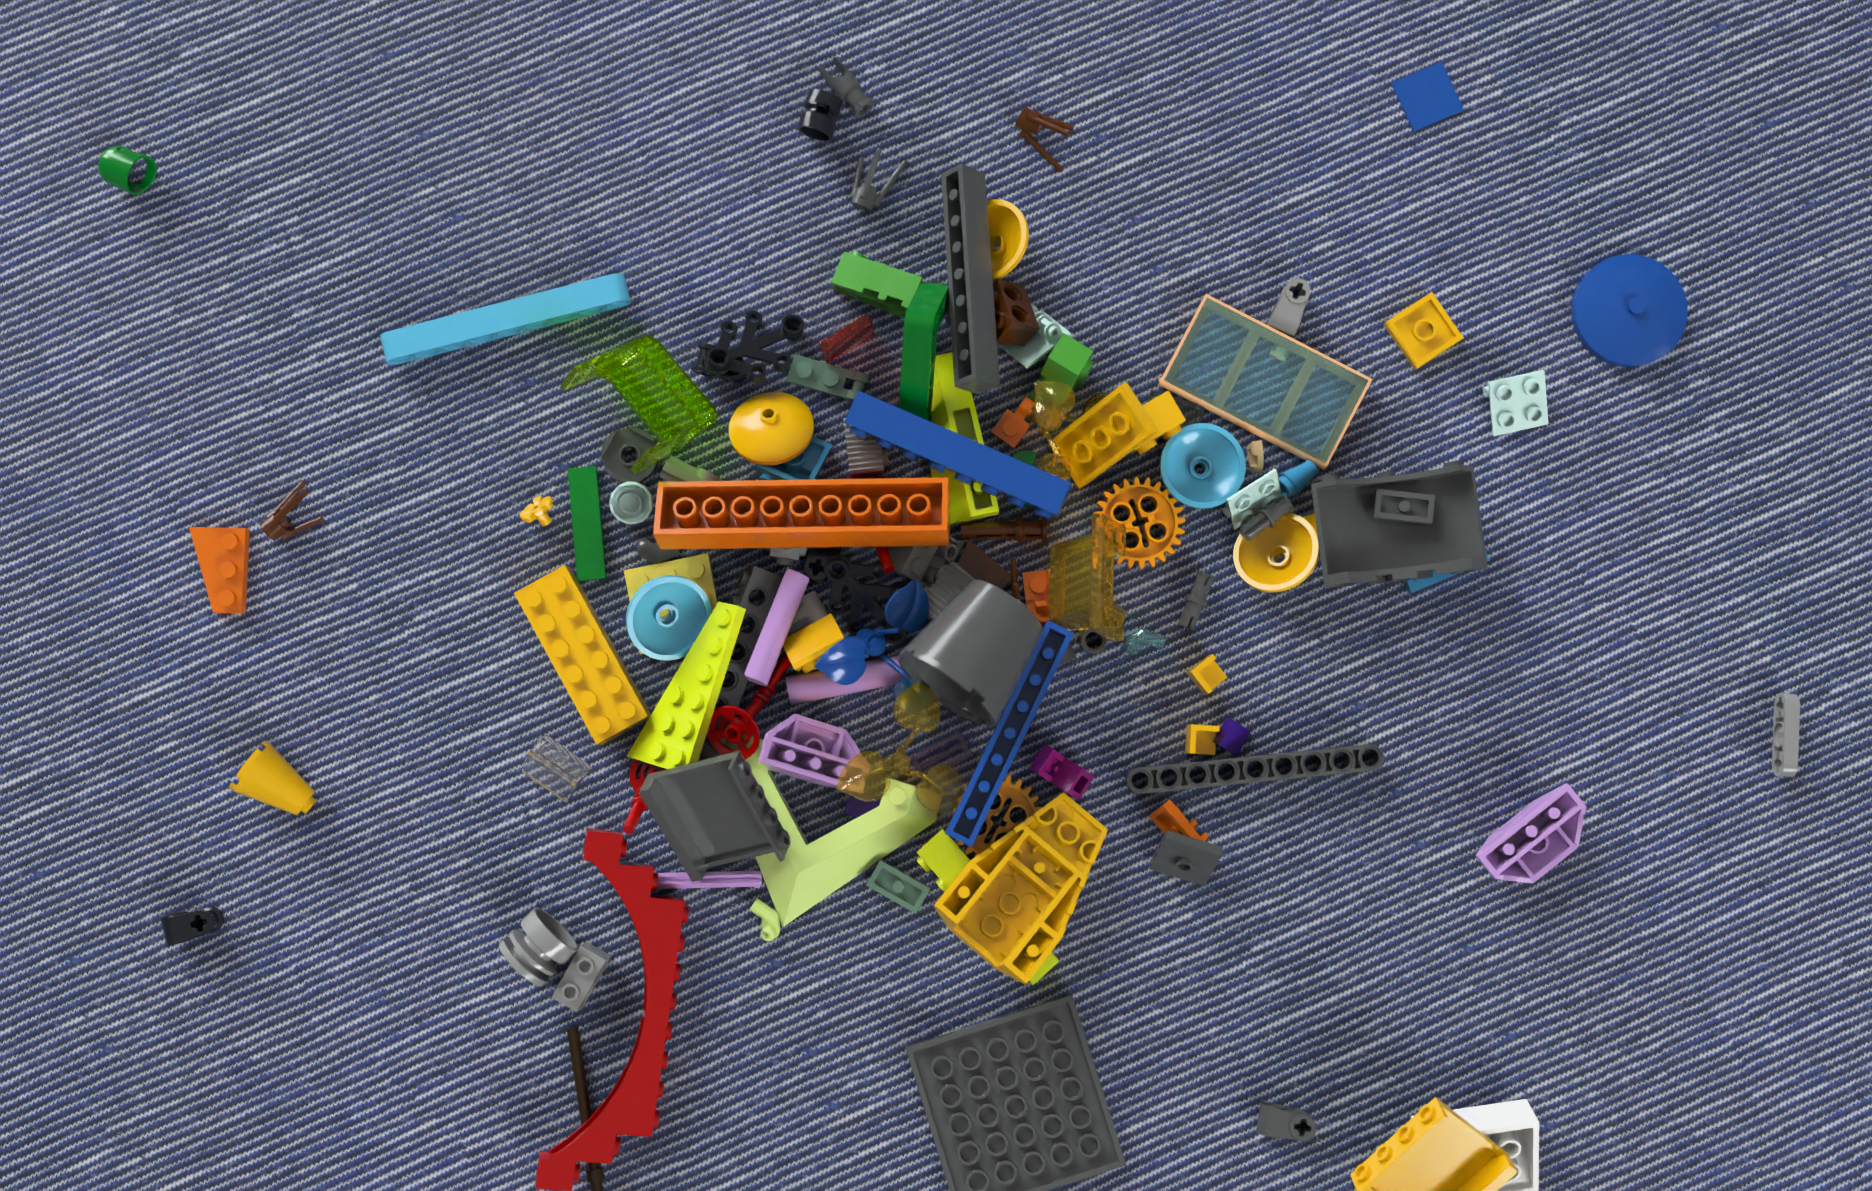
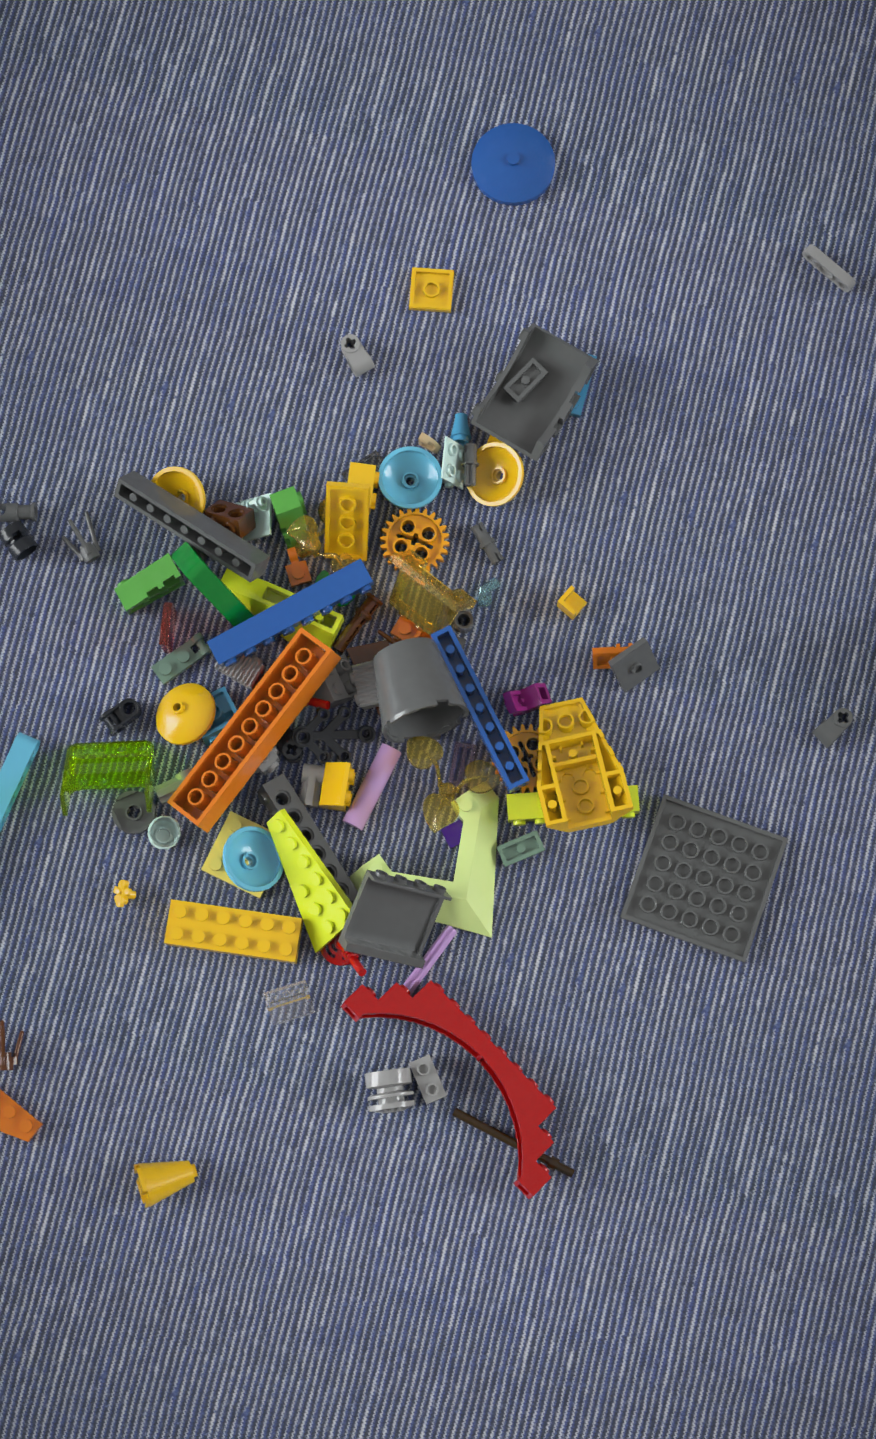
camera: 50 degrees left, 5 degrees down
(190, 925) = (209, 1303): black piece -> none
(587, 523) = (154, 870): green tile -> none
(652, 552) = (205, 842): dark grey arm -> none
(746, 722) = (350, 864): red dish -> none
(752, 347) = (128, 687): black plant -> none
(769, 919) = (481, 941): yellowish green arm -> none
(776, 627) = (309, 799): lavender brick -> none
(808, 750) = (400, 837): lavender wedge -> none
(845, 659) = (361, 771): blue plant -> none
(1032, 122) = (124, 420): reddish brown plant -> none
(1206, 674) = (535, 571): yellow panel -> none
(1231, 736) = (584, 584): dark purple tile -> none
(1265, 381) = (388, 404): clear light blue door -> none
(1267, 764) = (619, 578): dark grey beam -> none
(1427, 96) = (294, 180): blue piece -> none
(1517, 402) = (516, 269): light aqua hinge -> none
(1535, 837) = (777, 454): lavender wedge -> none

